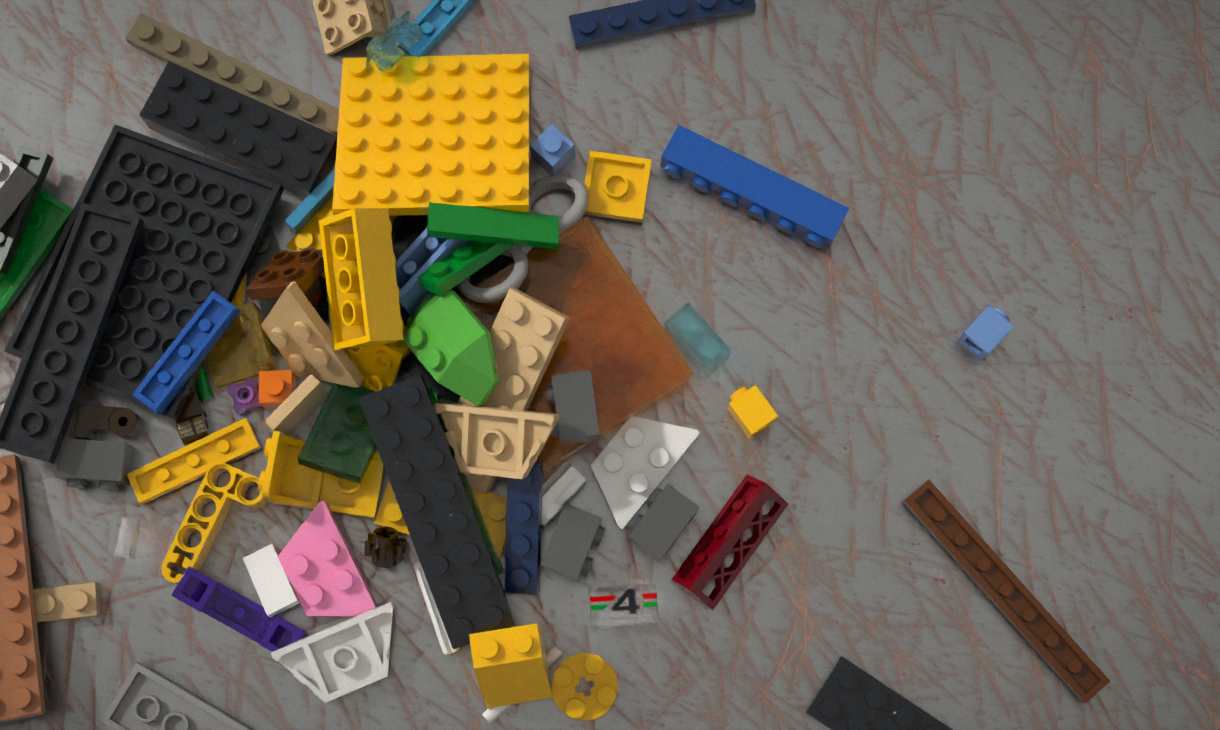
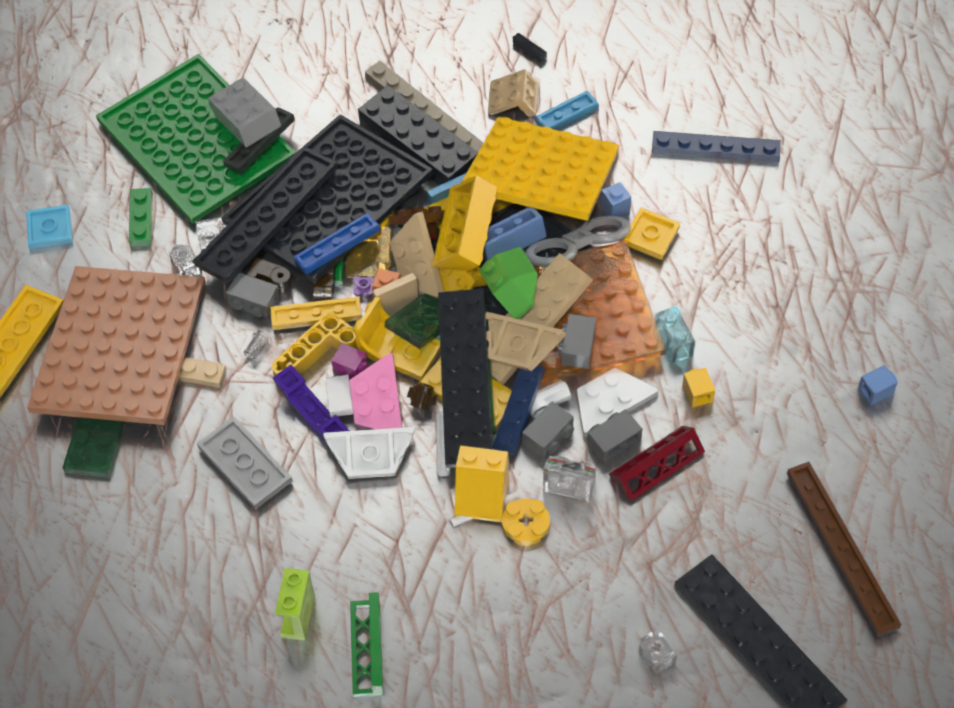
camera: 20 degrees right, 20 degrees down
(268, 525) = (349, 361): none -> magenta brick
(385, 50) = (529, 113): clear light blue hinge -> none
(459, 265) = (536, 236): green plate -> none
(493, 225) = (561, 220): green tile -> none
(753, 187) = (744, 257): blue brick -> none

